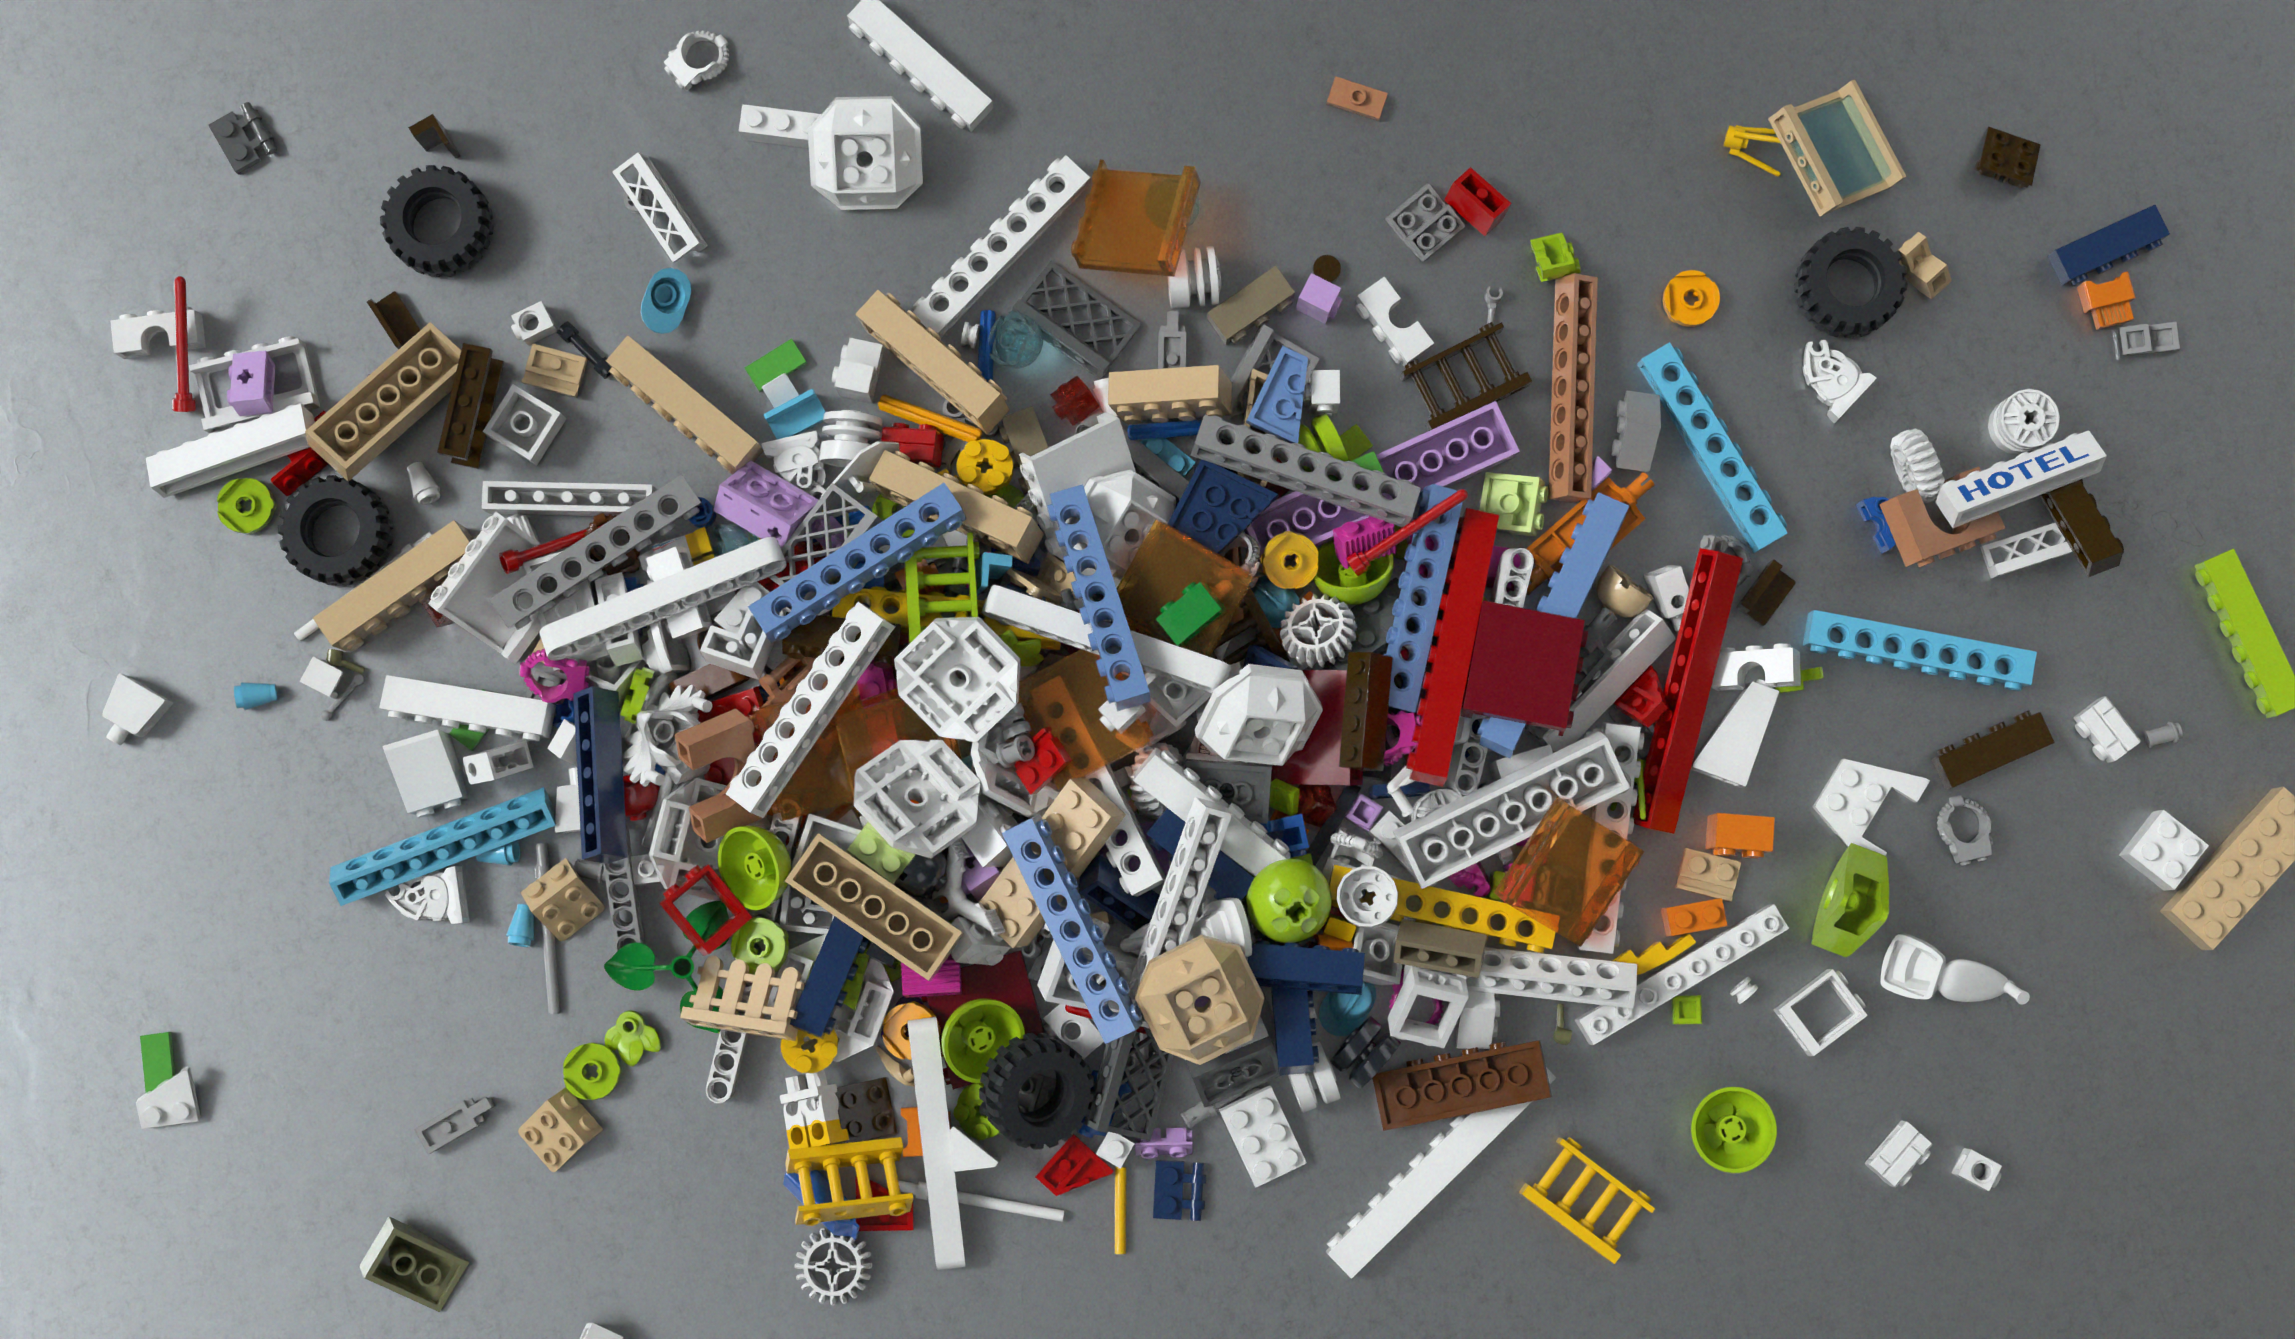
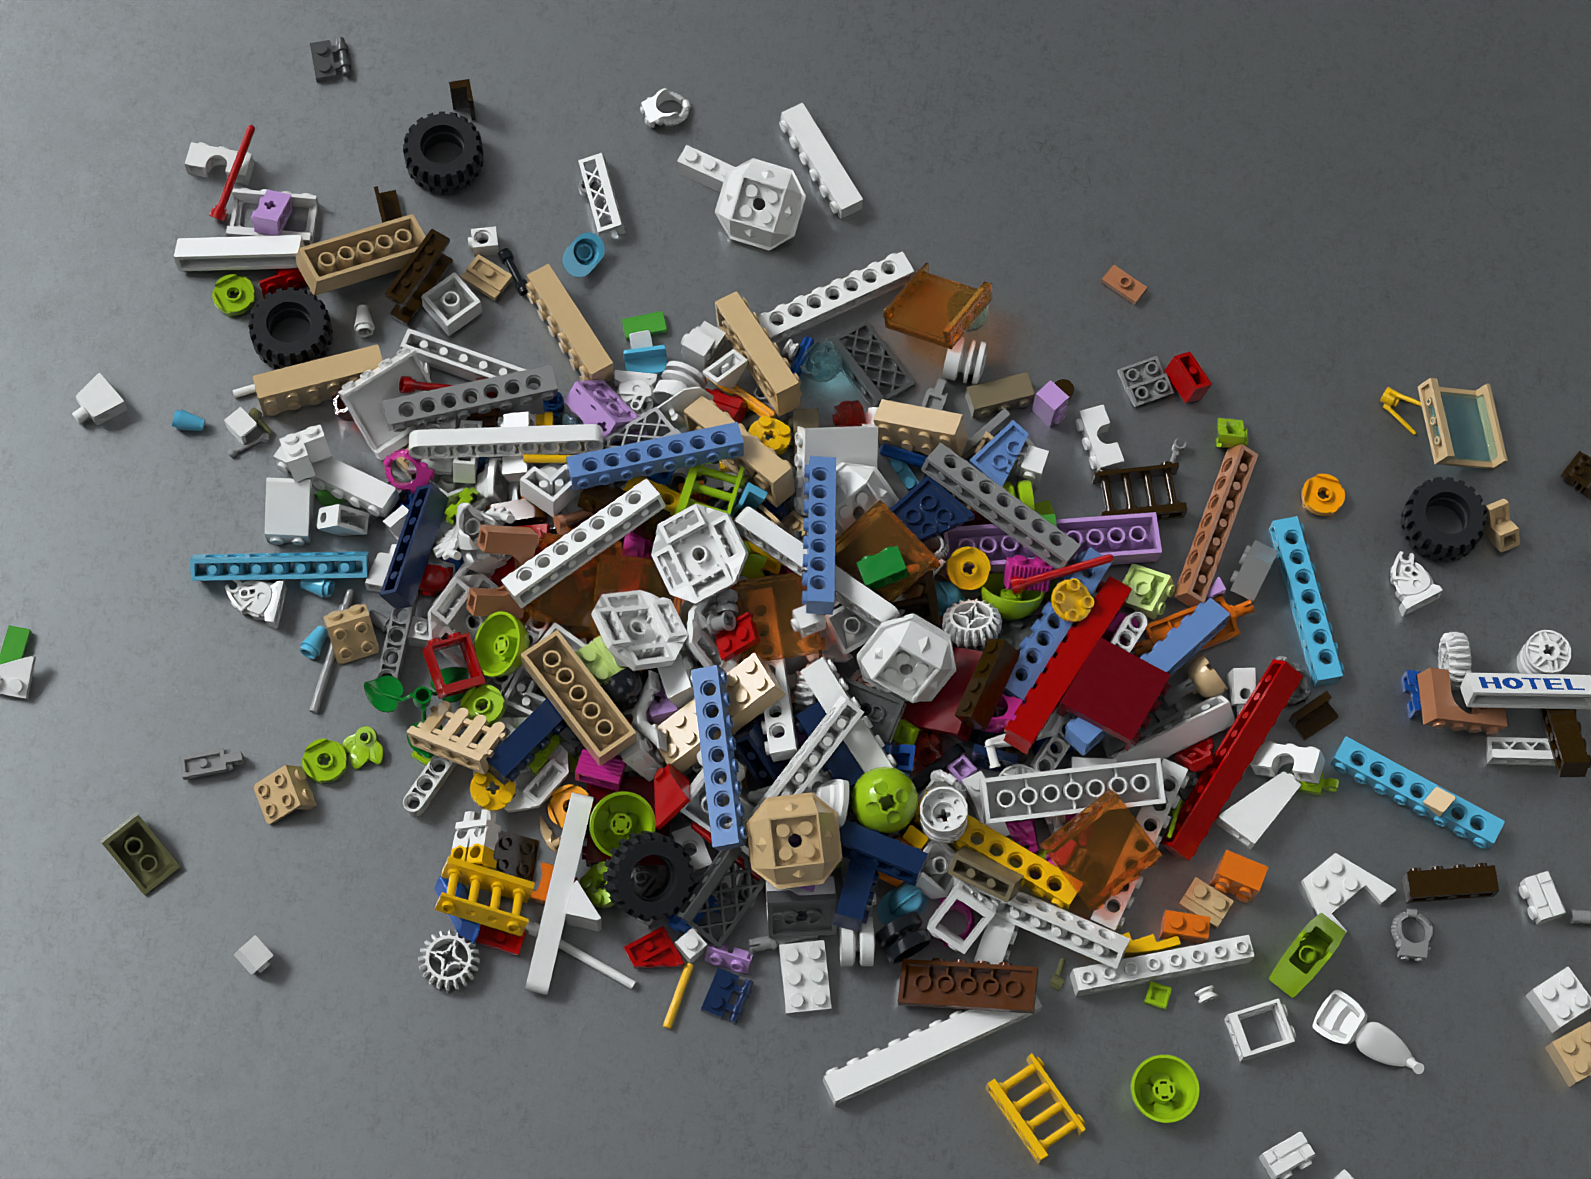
camera: 15 degrees right, 15 degrees down
(413, 694) = (304, 449): none -> white brick
(733, 598) = (544, 458): none -> yellow bar
(901, 397) = (727, 369): none -> white slope
(1028, 983) = (670, 794): none -> red slope
(1433, 564) = (1071, 600): none -> yellow dish
(1952, 656) = (1439, 801): none -> tan slope

